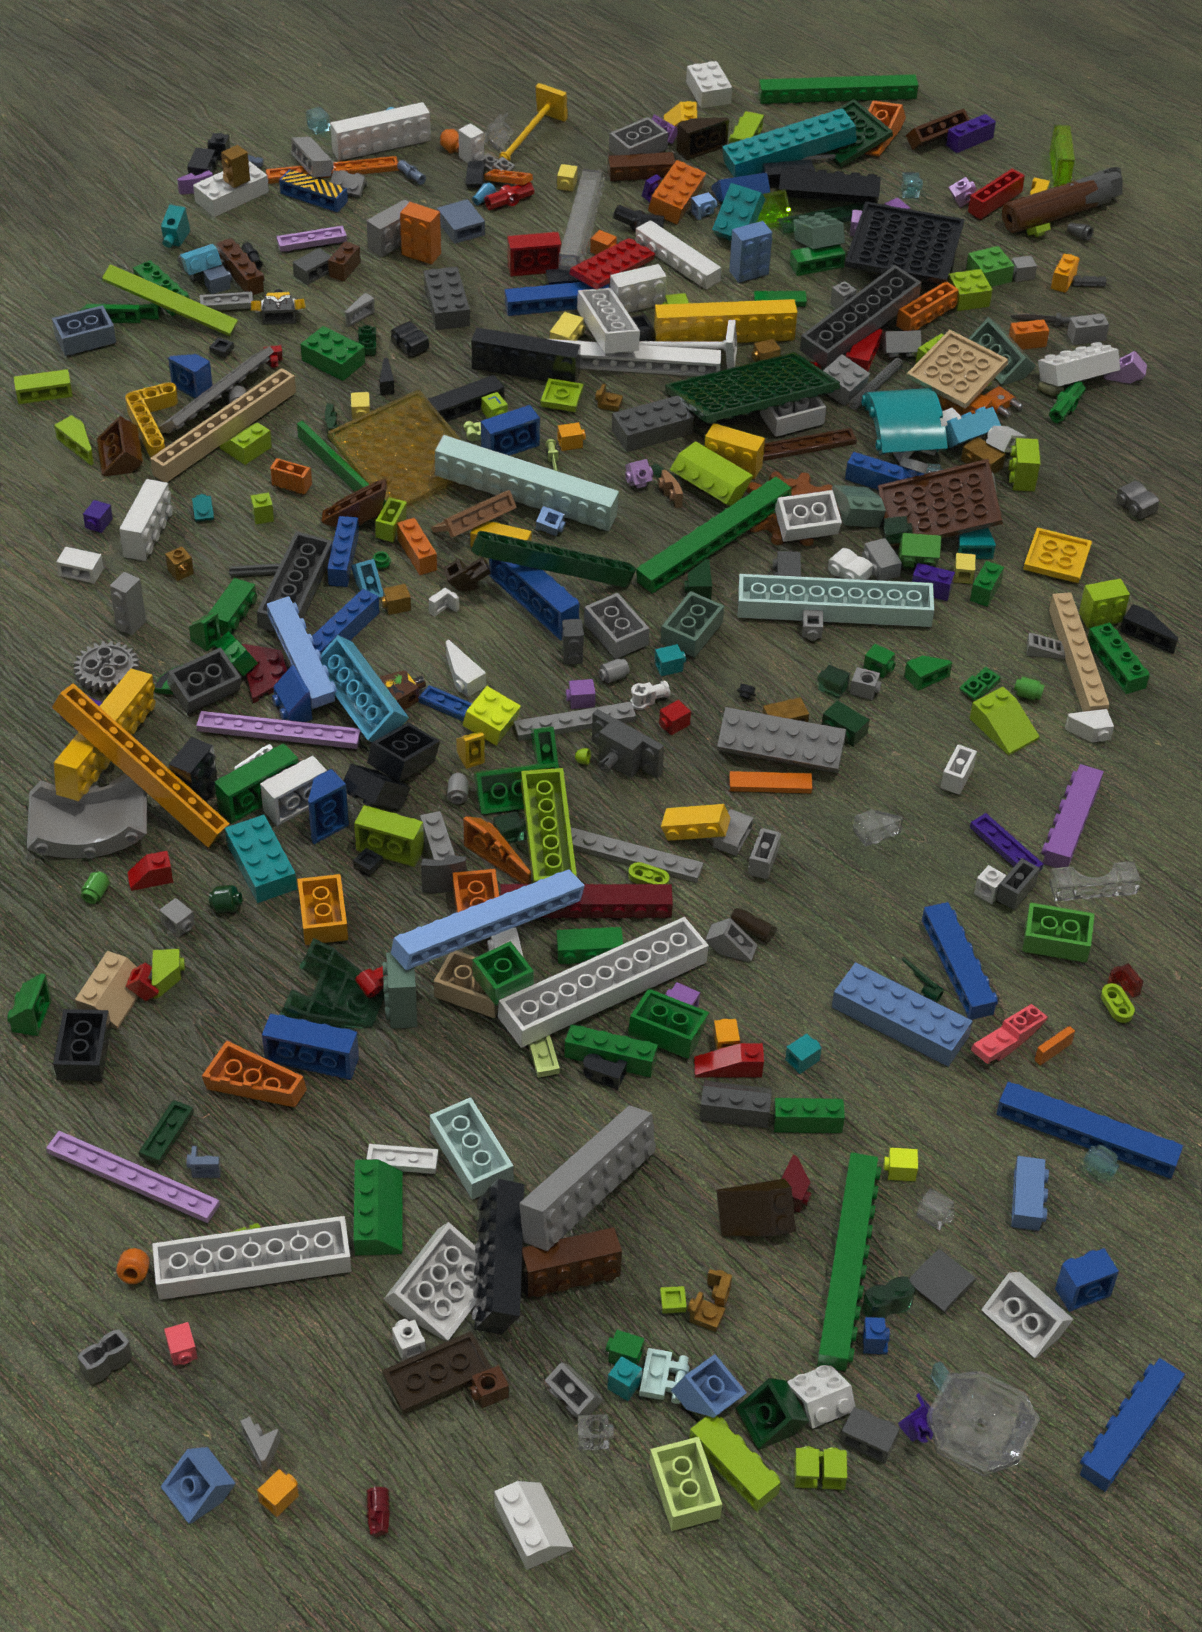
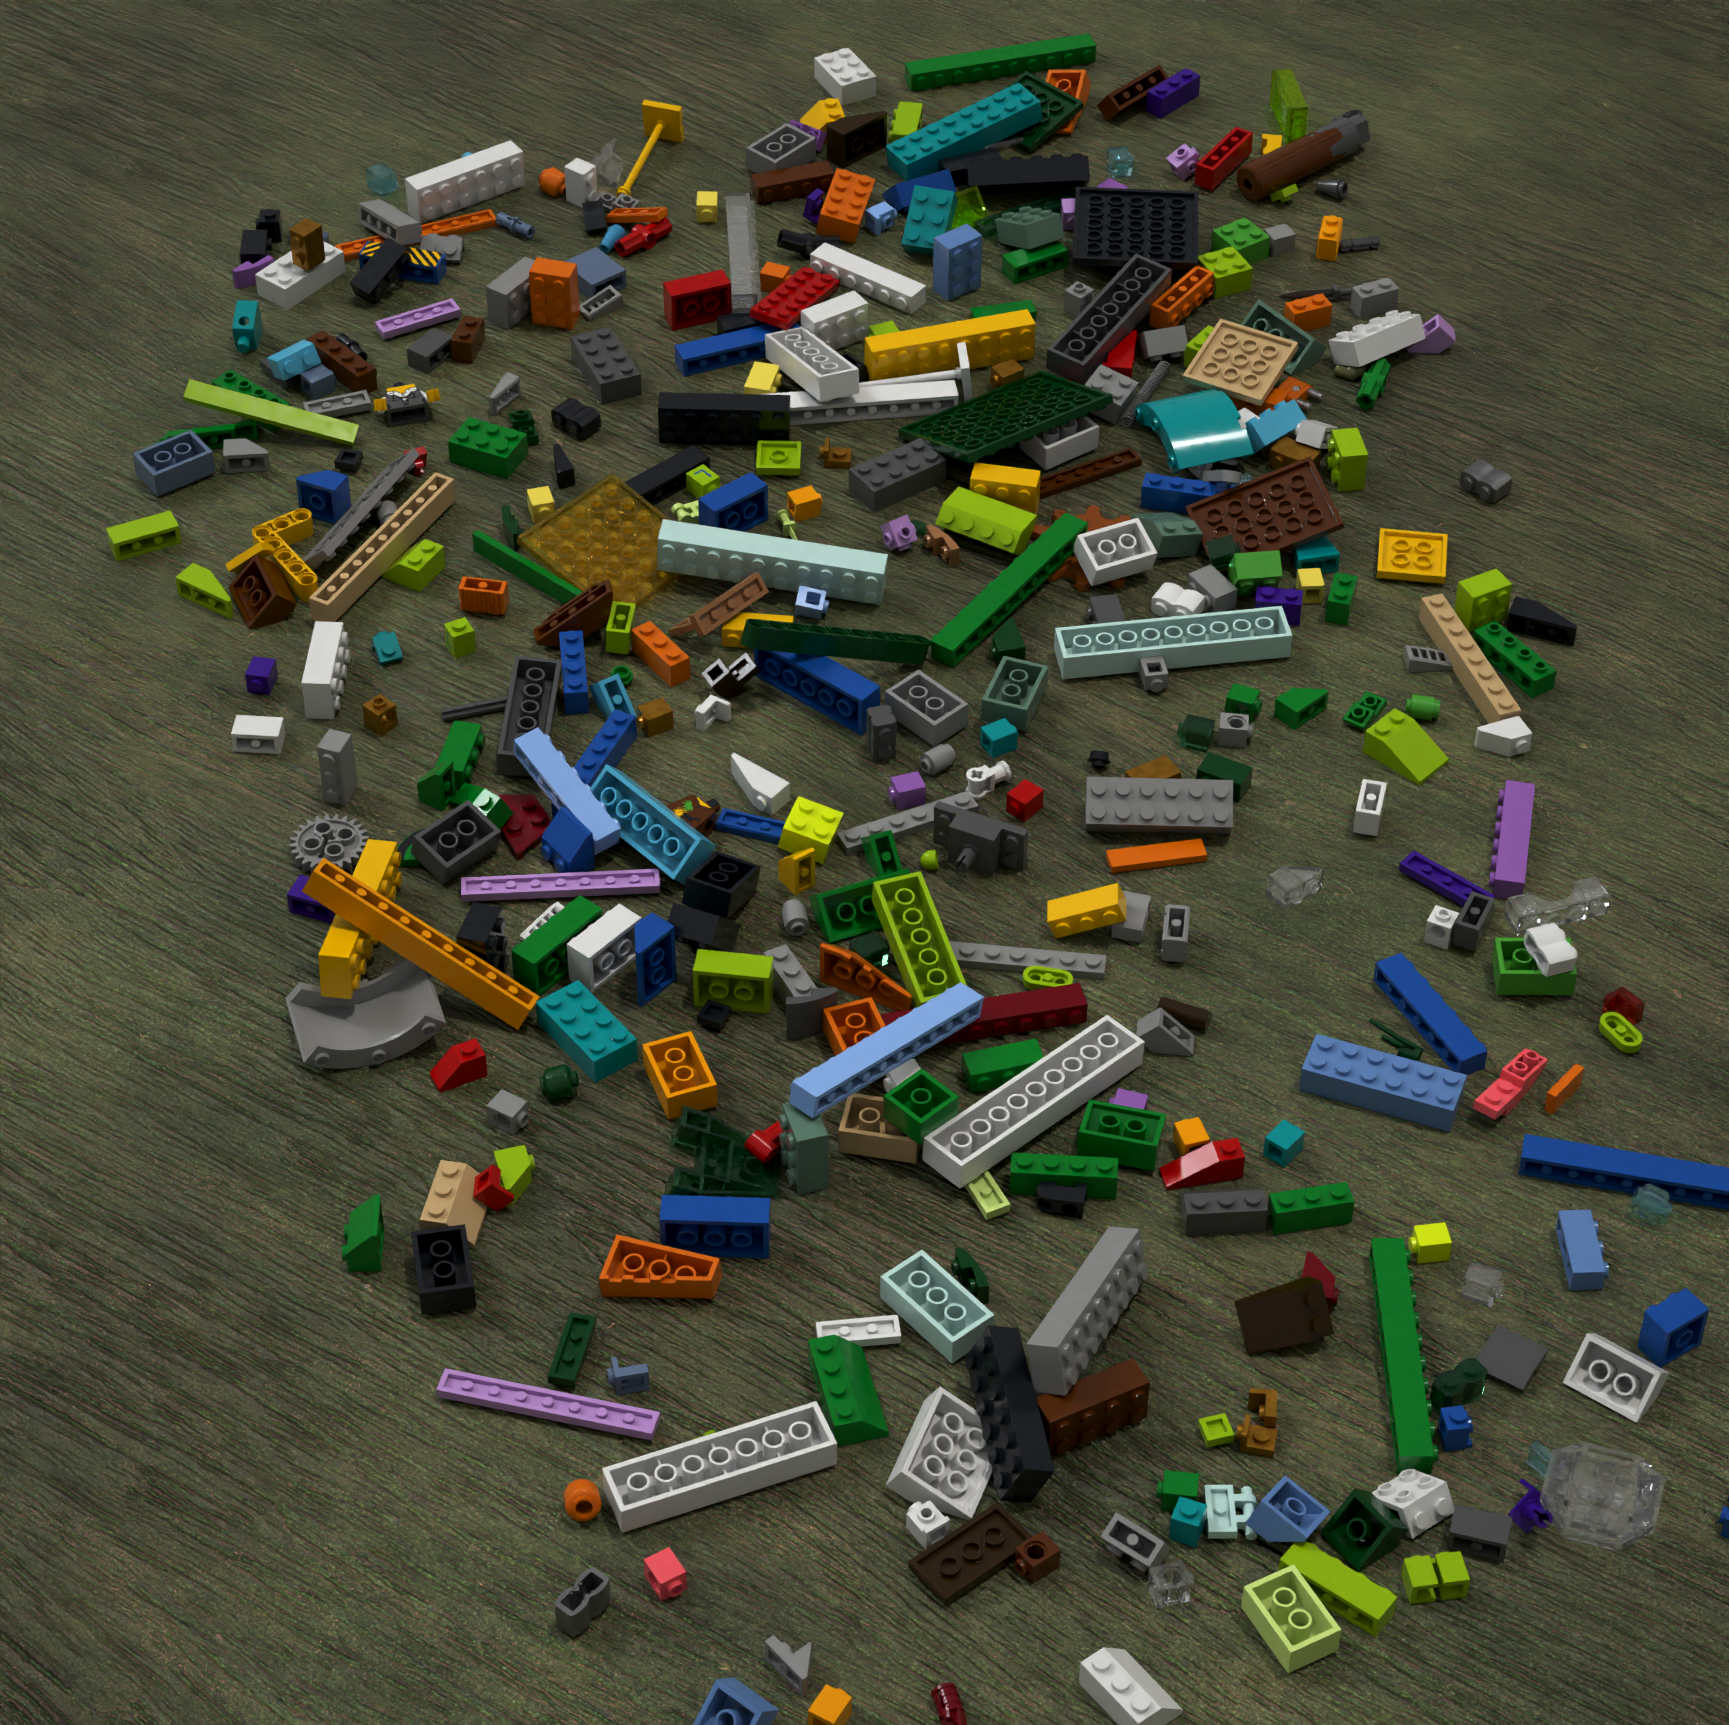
camera: 10 degrees left, 5 degrees down
(95, 887) = (397, 1094): bright green brick -> none
(125, 412) = (238, 563): none -> yellow tile
(140, 332) = (244, 456): none -> light grey slope
(291, 195) = (380, 271): none -> black brick
(464, 245) = (606, 300): none -> light grey slope
(508, 1125) = (970, 1274): none -> dark green slope
(1072, 922) = (1550, 949): none -> white brick

